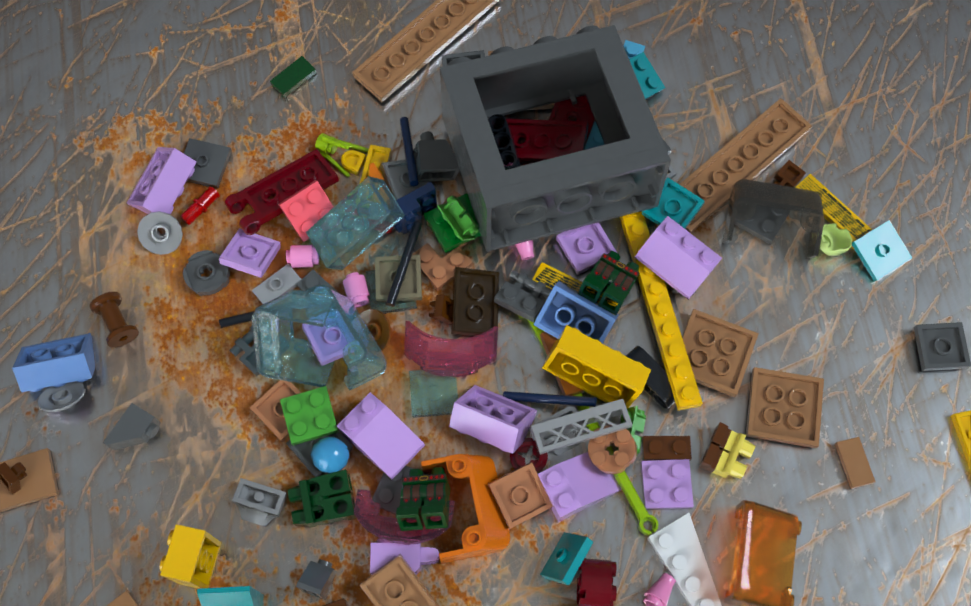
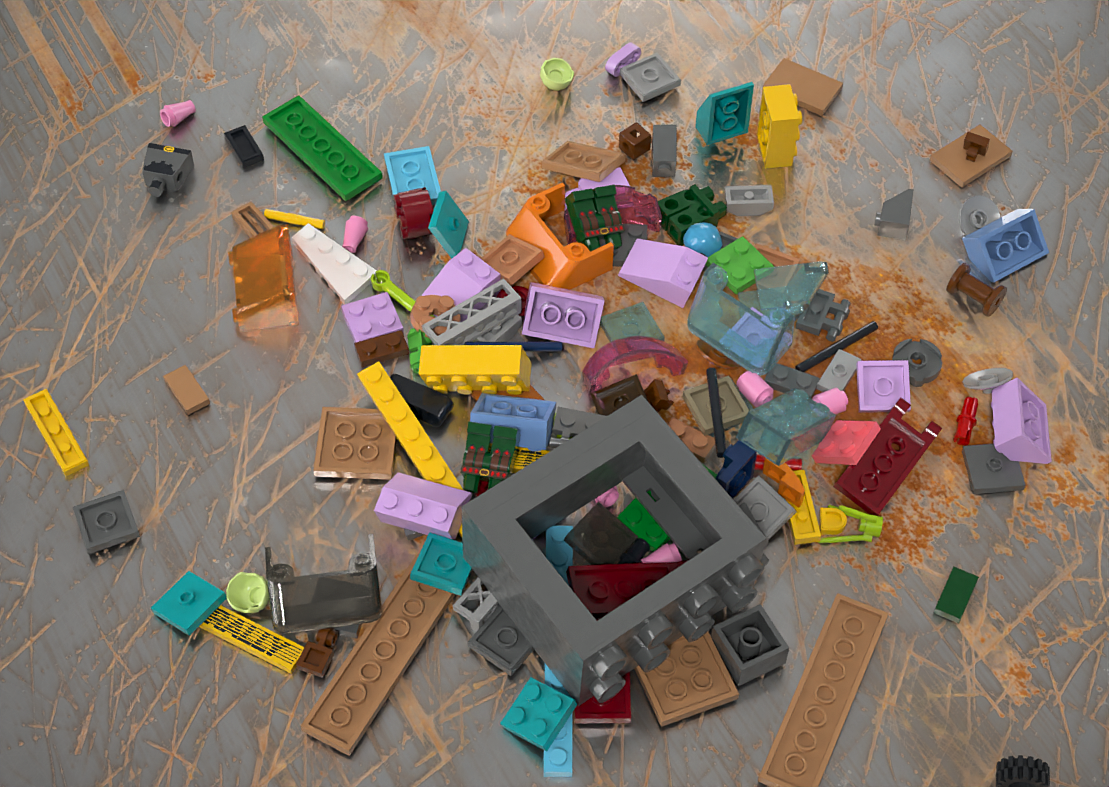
camera: 160 degrees right, 15 degrees down
(409, 153) = (773, 540): dark blue bar -> none
(504, 137) = (657, 551): black beam -> none
(723, 451) = (323, 356): hips -> none
(785, 407) = (268, 414): medium nougat plate -> none

